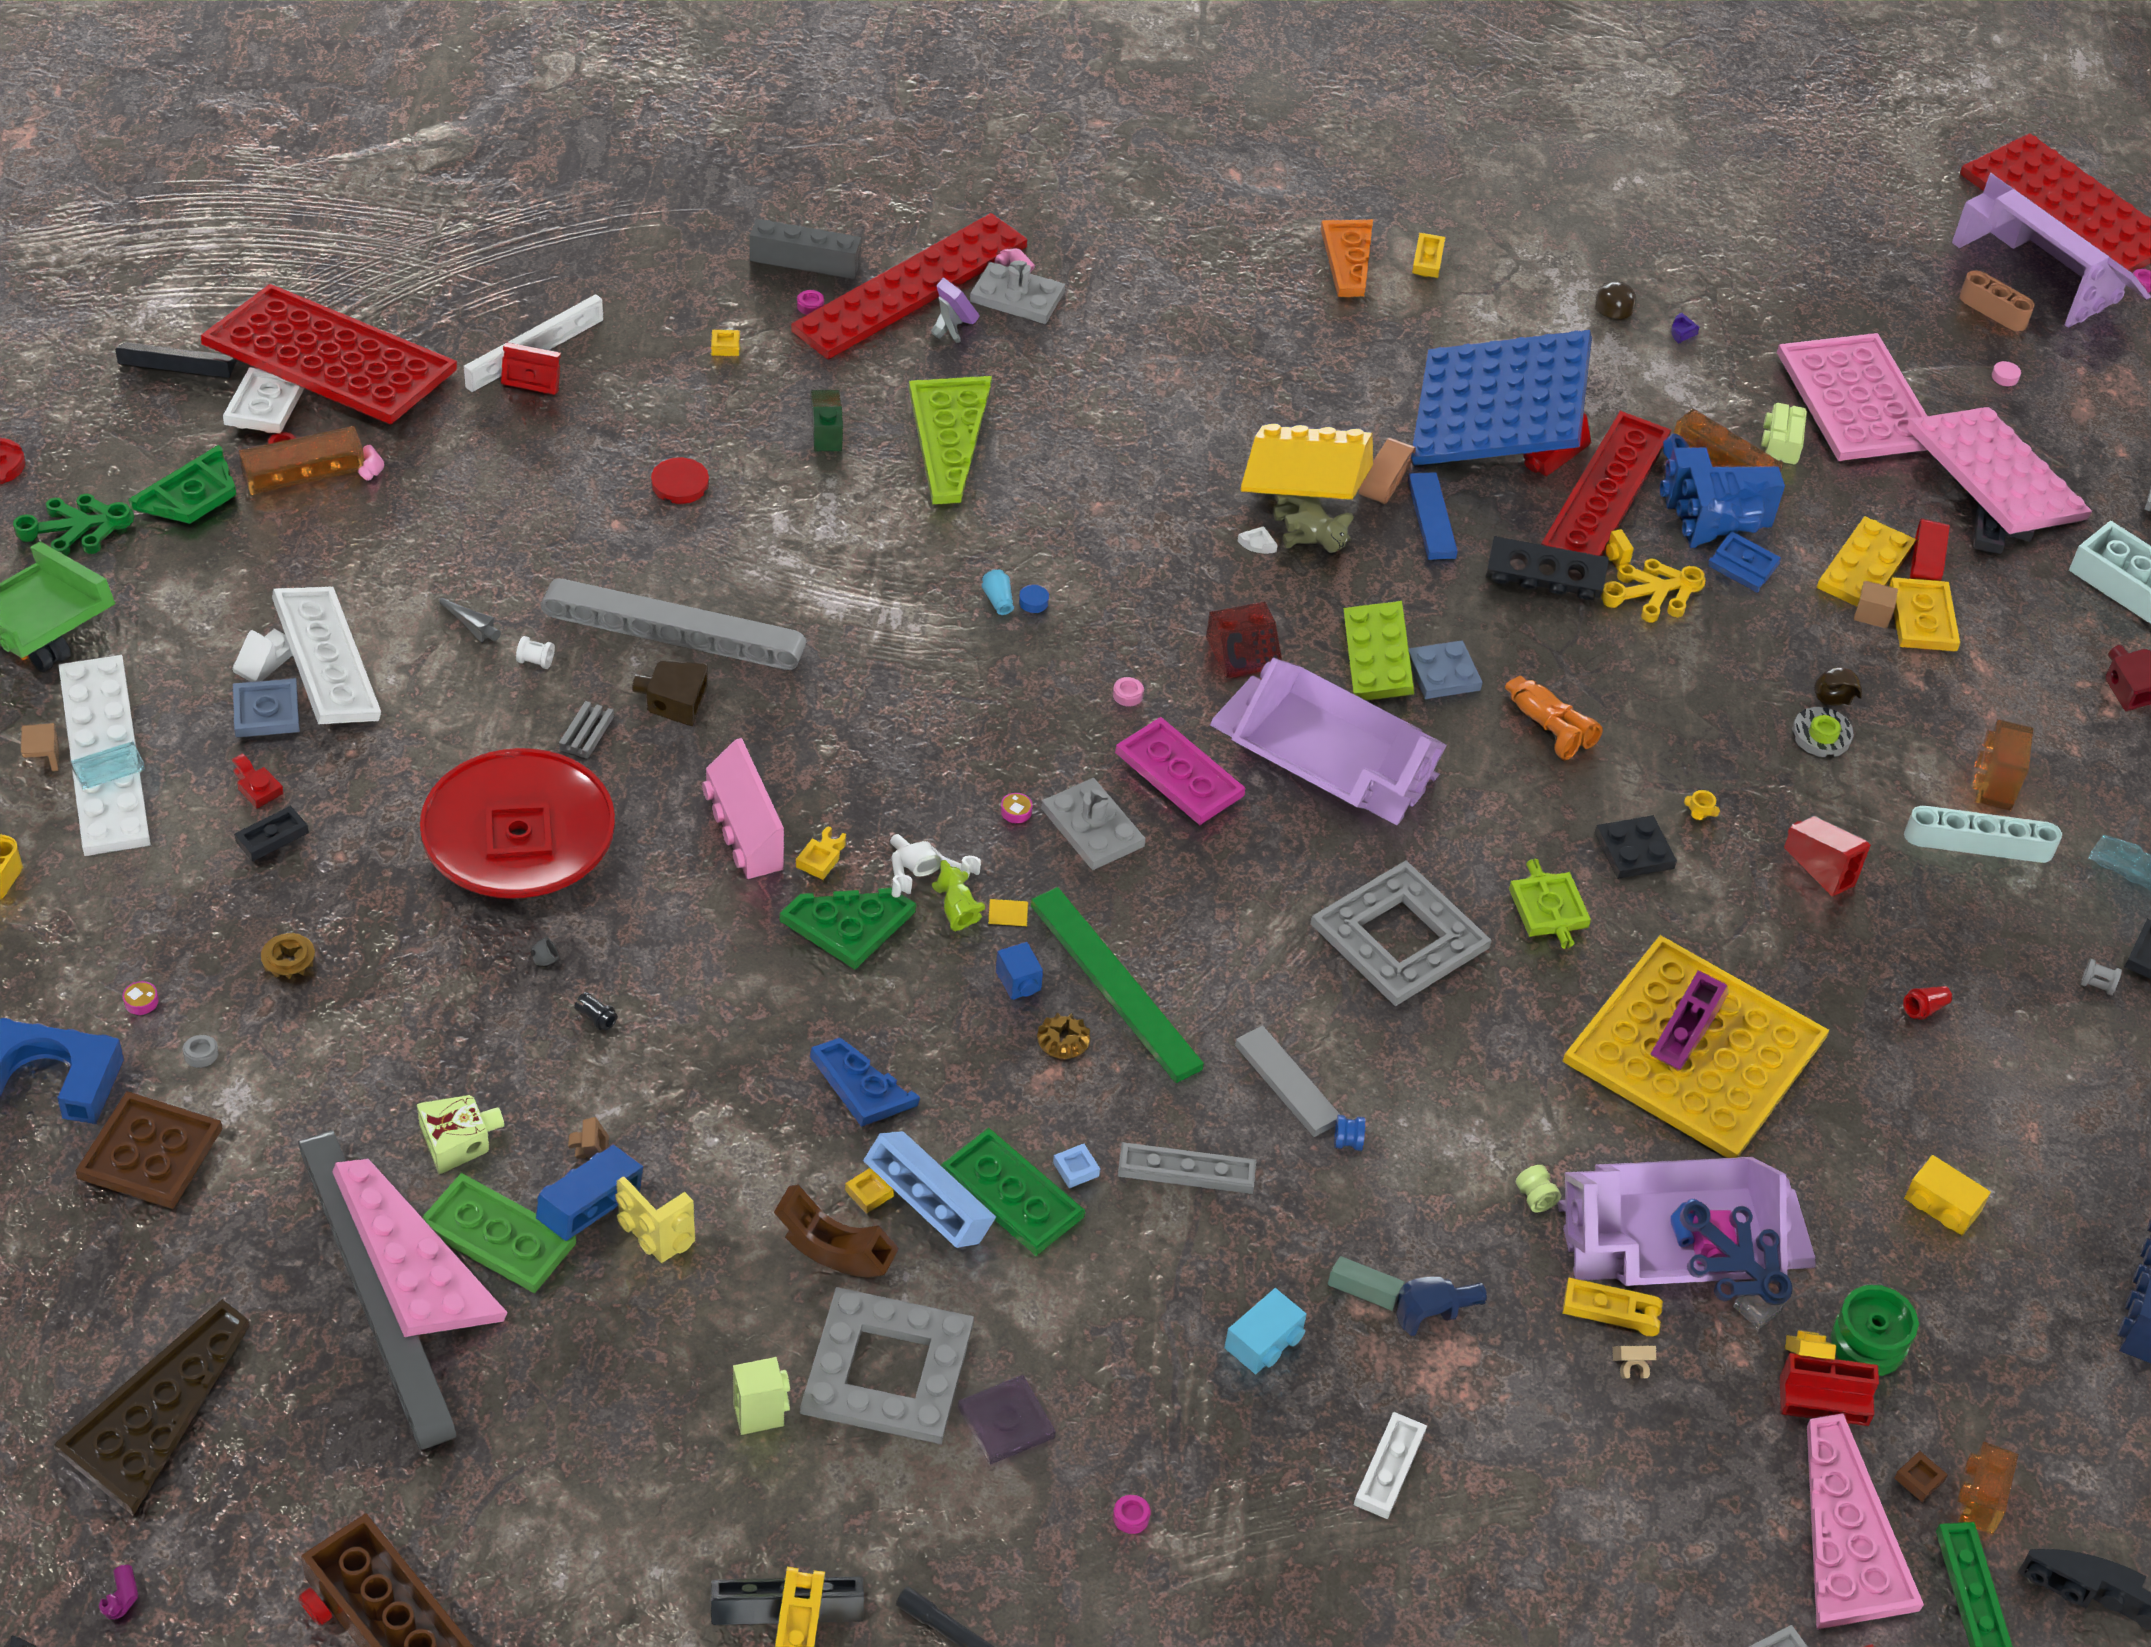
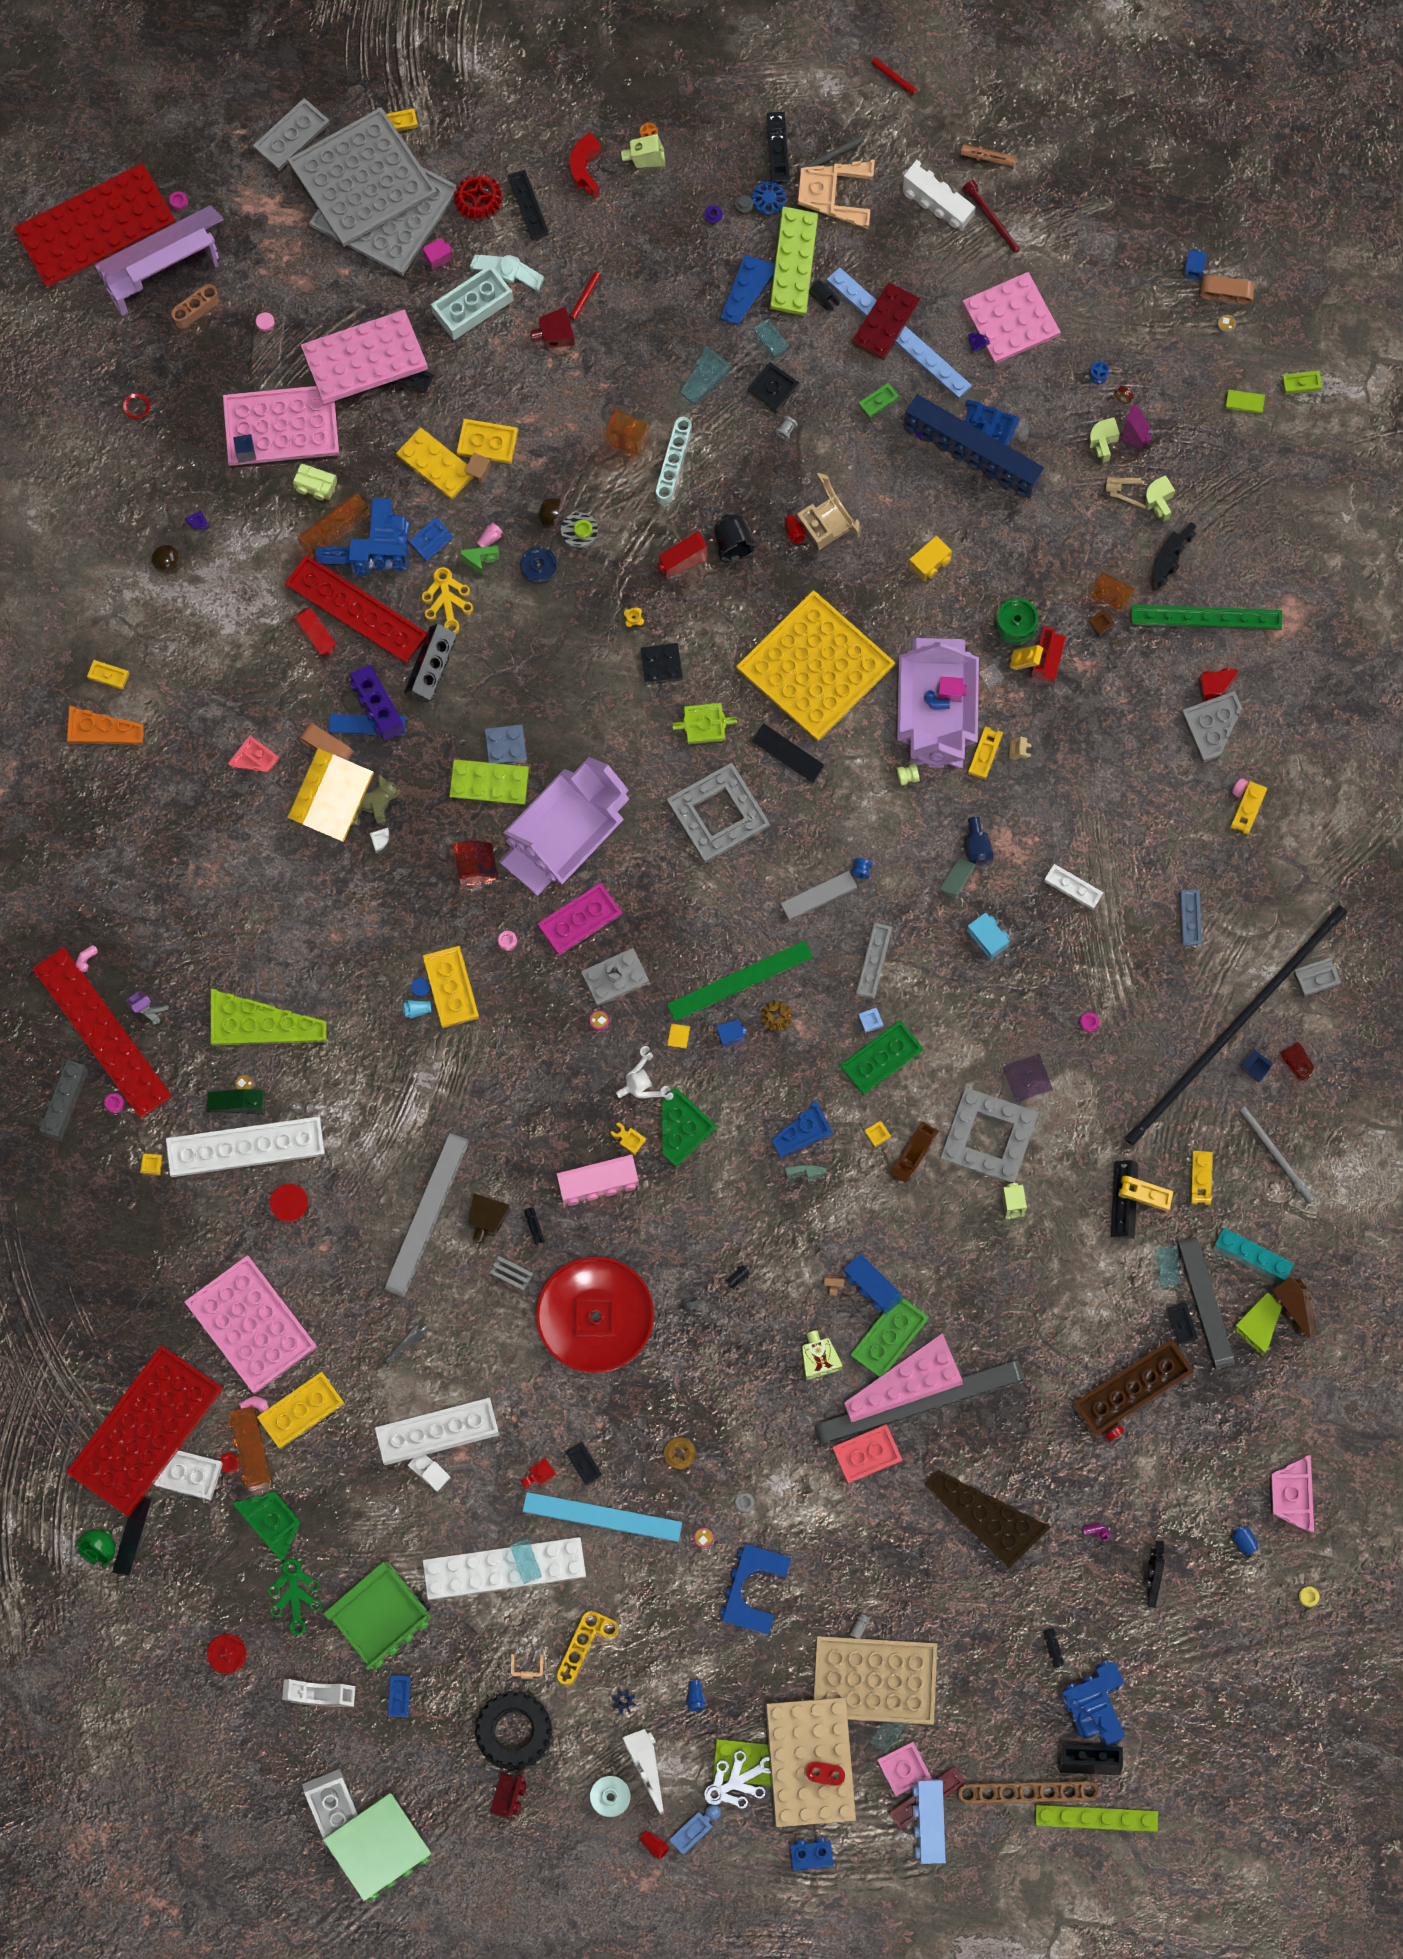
camera: 75 degrees left, 25 degrees up
(41, 741) = (502, 1605): medium nougat panel -> none
(149, 1150) = (817, 1527): reddish brown plate -> none
(160, 315) = (96, 1546): none -> green cylinder
(181, 869) = (602, 1517): none -> medium azure tile
(266, 707) = (477, 1468): sand blue plate -> none
(281, 1213) = (867, 1454): none -> coral plate
(361, 509) = (300, 1410): none -> yellow plate
(490, 451) = (251, 1324): none -> bright pink plate
(530, 368) = (177, 1294): red plate -> none
(535, 652) = (444, 1301): white bush -> none
(544, 336) = (146, 1292): white tile -> none
(658, 1231) = (902, 1237): light yellow bracket -> none
(665, 751) = (534, 1226): none -> black axle
(760, 430) = (245, 1146): none -> white plate
(786, 1088) = (811, 1172): none -> sand green slope
(855, 424) = (244, 1082): none -> tile
(929, 1189) = (884, 1100): light blue brick -> none
(958, 903) = (675, 1062): lime animal -> none
(1017, 291) = (117, 961): light grey plate -> none
(1040, 628) = (451, 987): none -> yellow plate
(1350, 400) = (254, 757): none -> coral wing
(1466, 512) = (366, 678): none -> dark purple brick
(1502, 398) = (276, 656): blue plate -> none
(1529, 1021) = (788, 753): none -> black slope
(1545, 708) = (553, 689): orange piece -> none
(1619, 548) = (415, 614): yellow plate -> none
(1690, 1020) = (807, 665): magenta slope -> none
(1736, 613) = (475, 556): none -> bright green slope
(1739, 1257) = (971, 678): dark blue plant -> none
(1748, 685) = (536, 556): none -> dark blue plate
(1775, 626) = (490, 535): none -> bright pink cone
(1802, 342) = (244, 448): none -> dark blue panel
(1828, 252) = (136, 395): none -> red piece
(1854, 1549) = (1141, 667): bright pink wing -> none
(1879, 911) = (734, 537): none -> black cylinder
(1929, 550) = (434, 422): red beam -> none
(1953, 1040) = (829, 519): none -> tan piece

